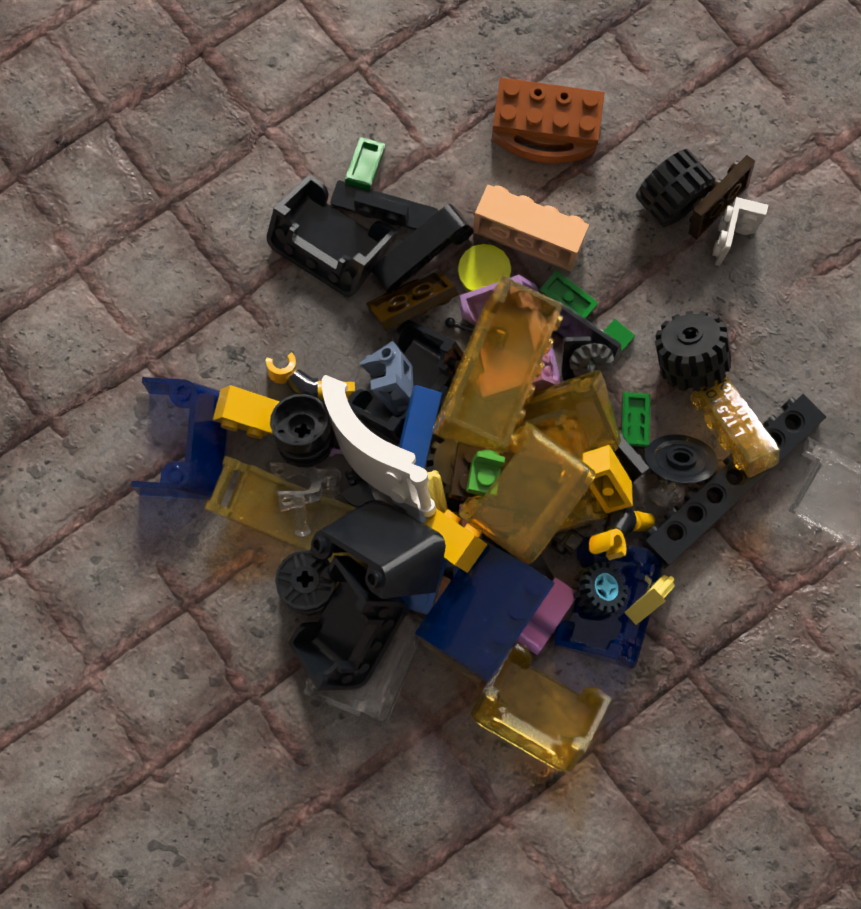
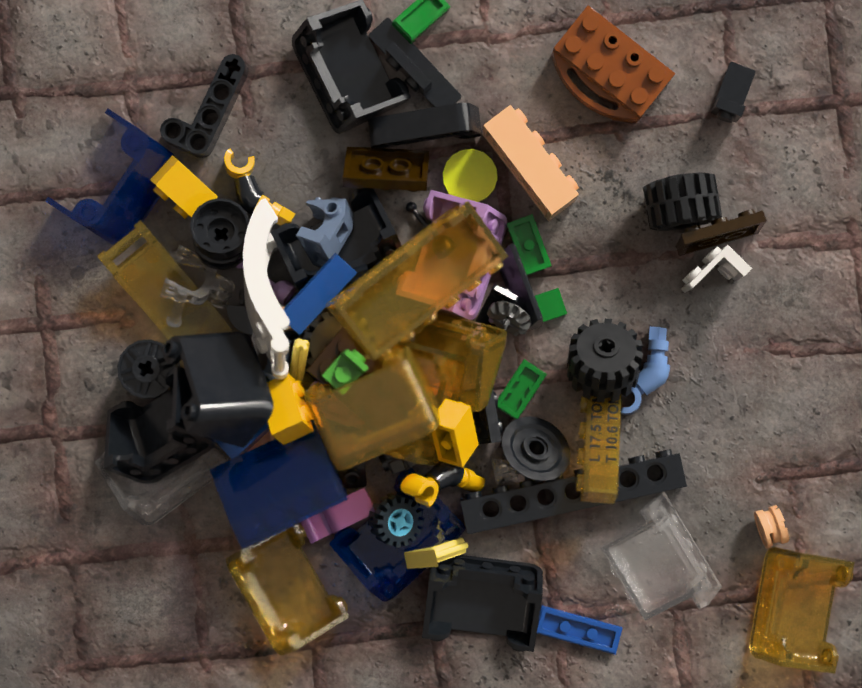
camera: 40 degrees right, 10 degrees up
(229, 330) = (210, 104): none -> black beam
(658, 88) = (733, 92): none -> black bracket
(719, 615) = (484, 598): none -> black windscreen
(739, 341) = (654, 371): none -> medium blue piece
(811, 596) = (579, 629): none -> blue tile

